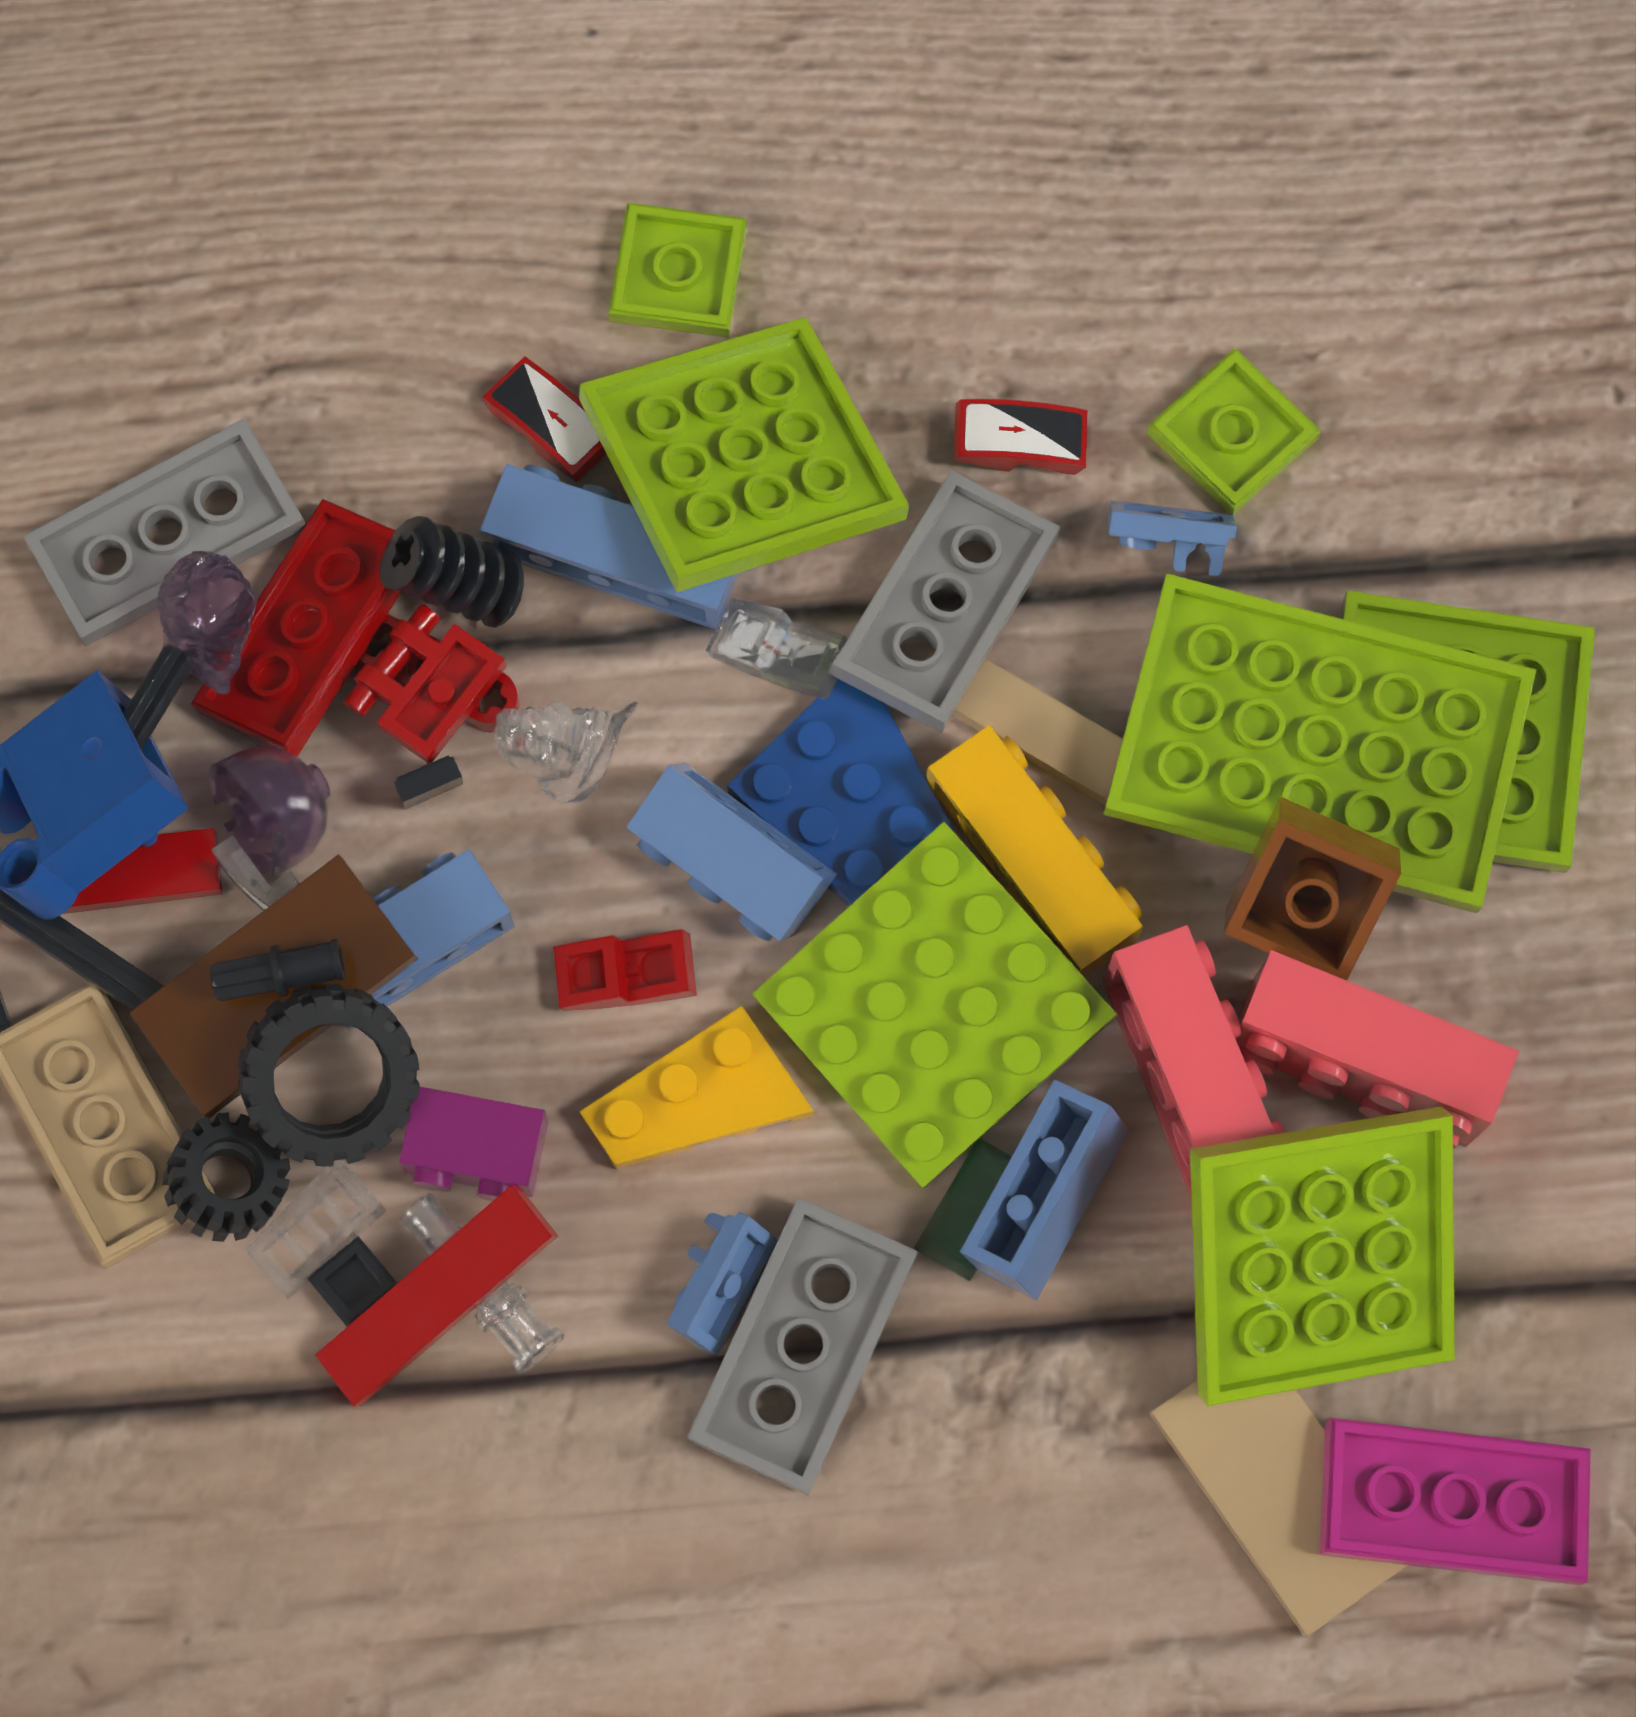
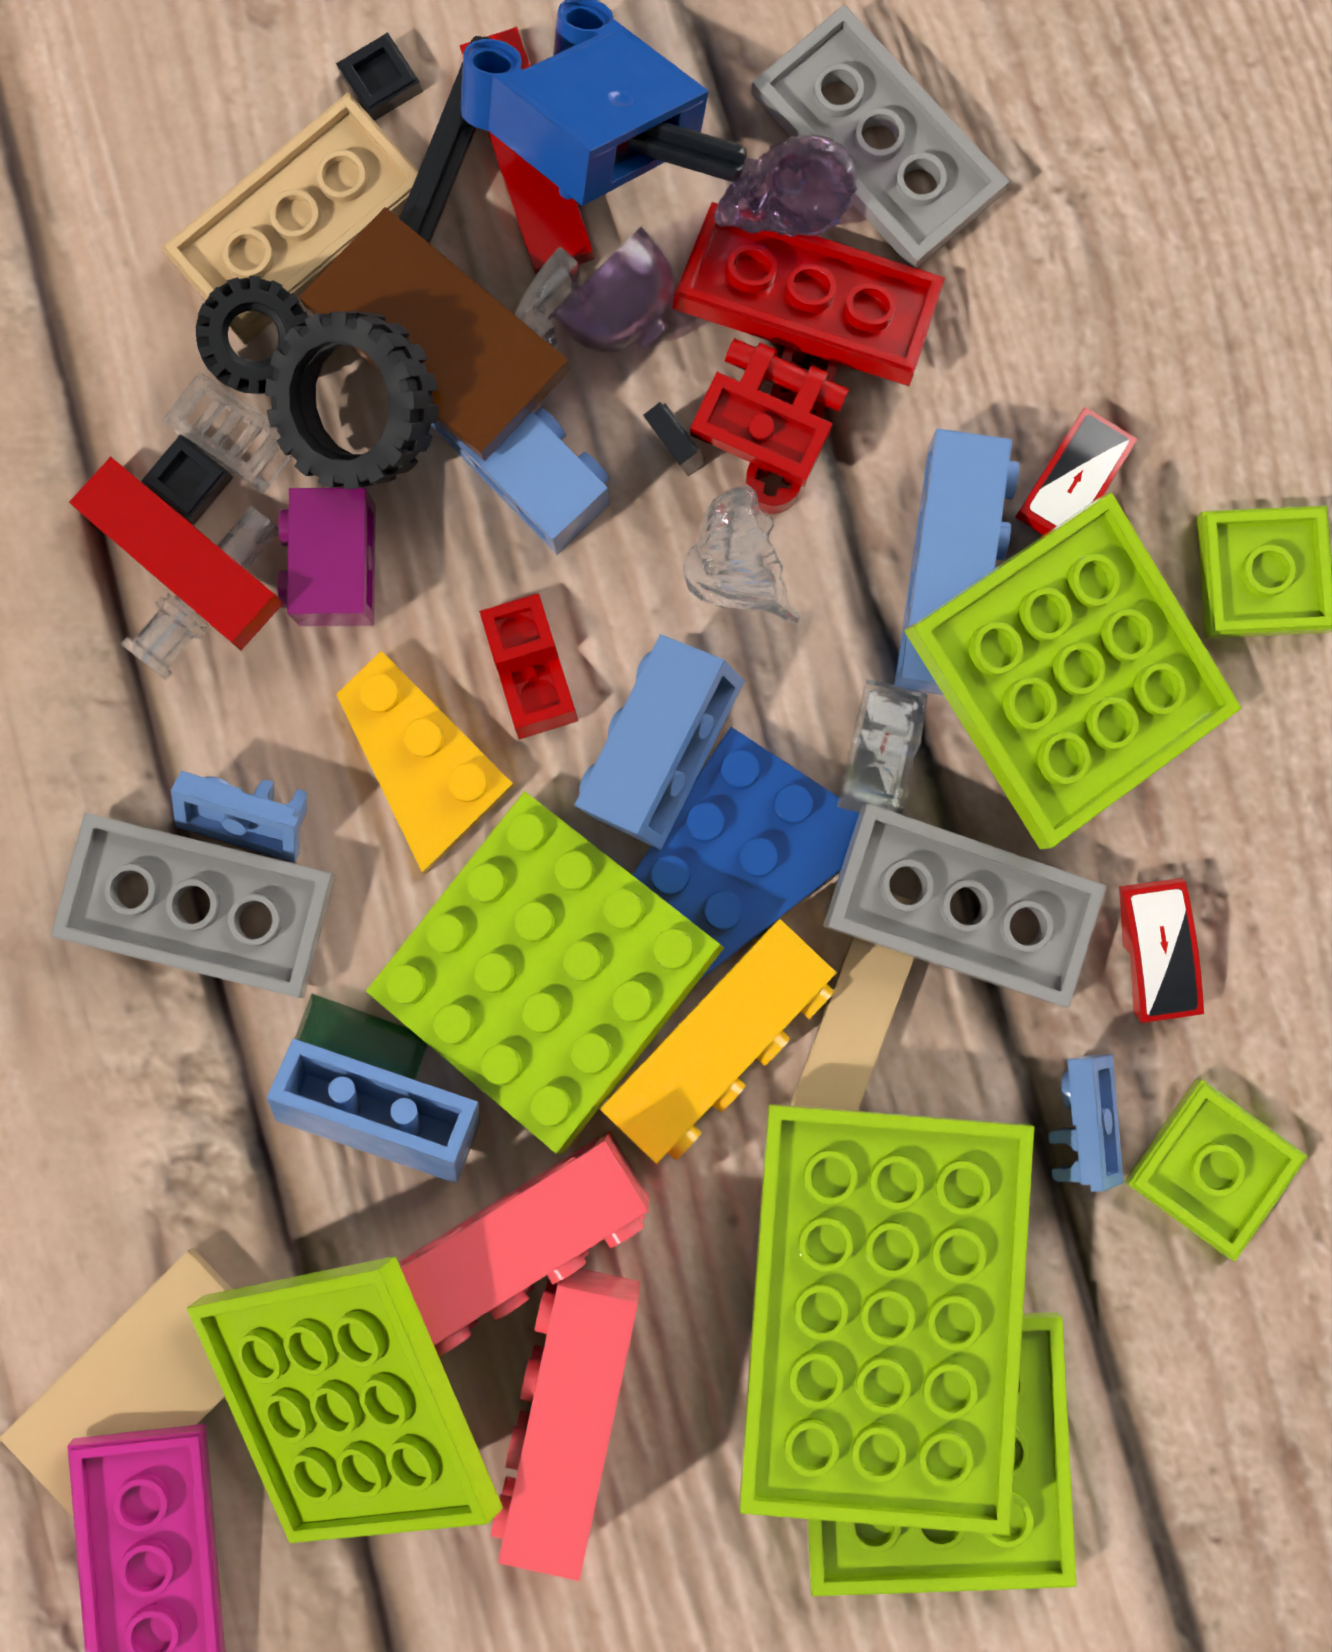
camera: 85 degrees right, 10 degrees up
(278, 970) = (437, 328): black axle -> none
(453, 571) = (889, 410): black piece -> none
(1312, 889) = (713, 1337): dark orange brick -> none

